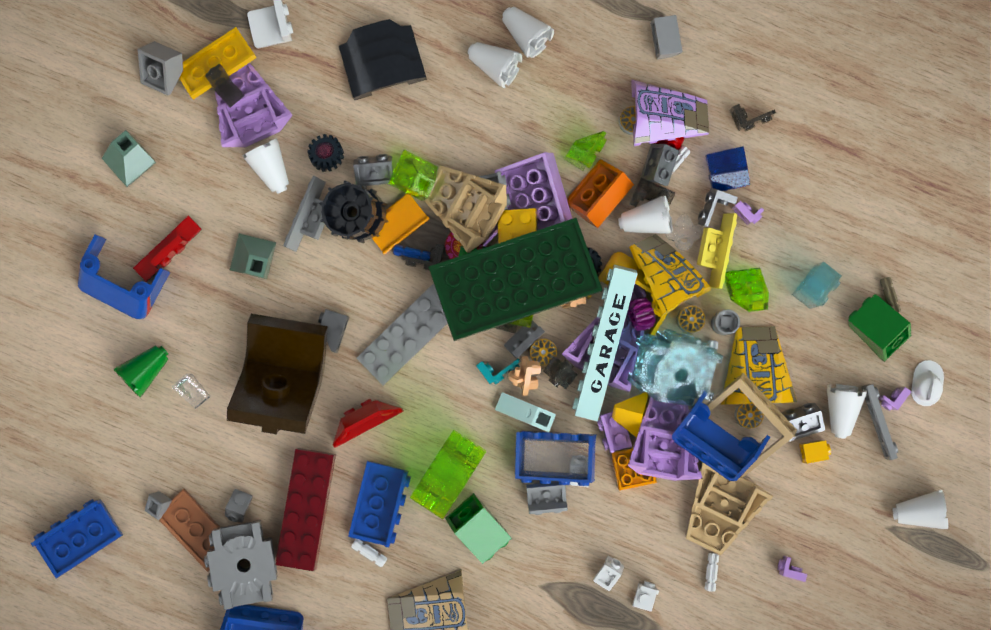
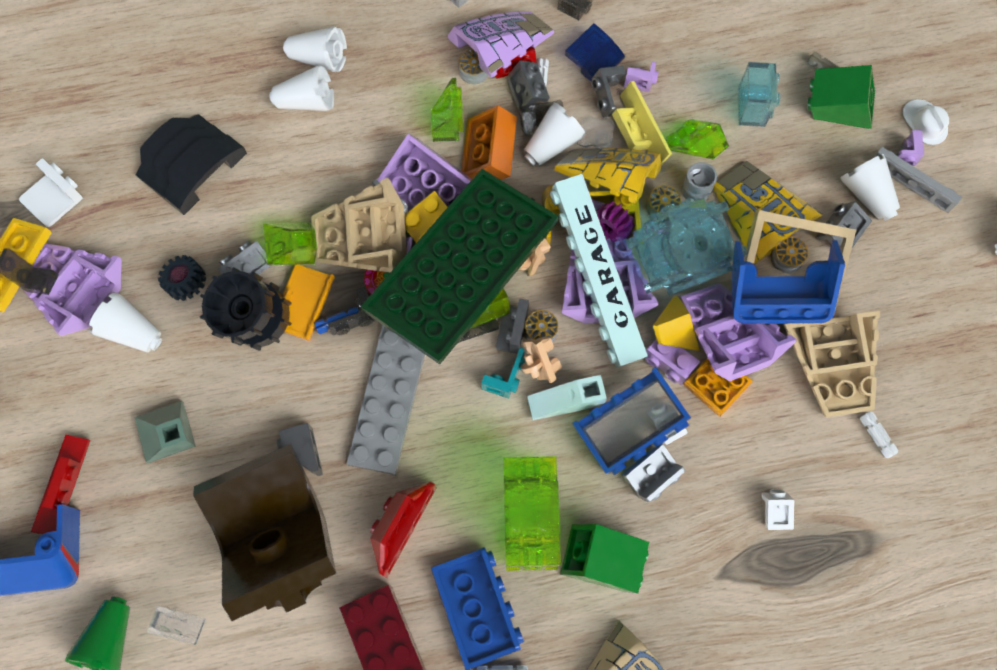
camera: 30 degrees left, 15 degrees down
(308, 217) = (203, 352): light grey bracket -> none
(560, 372) = (573, 334): clear smoke brick -> none
(645, 596) = (833, 507): white bracket -> none
(793, 572) = (950, 379): lavender bracket -> none
(815, 451) = (879, 246): yellow brick -> none

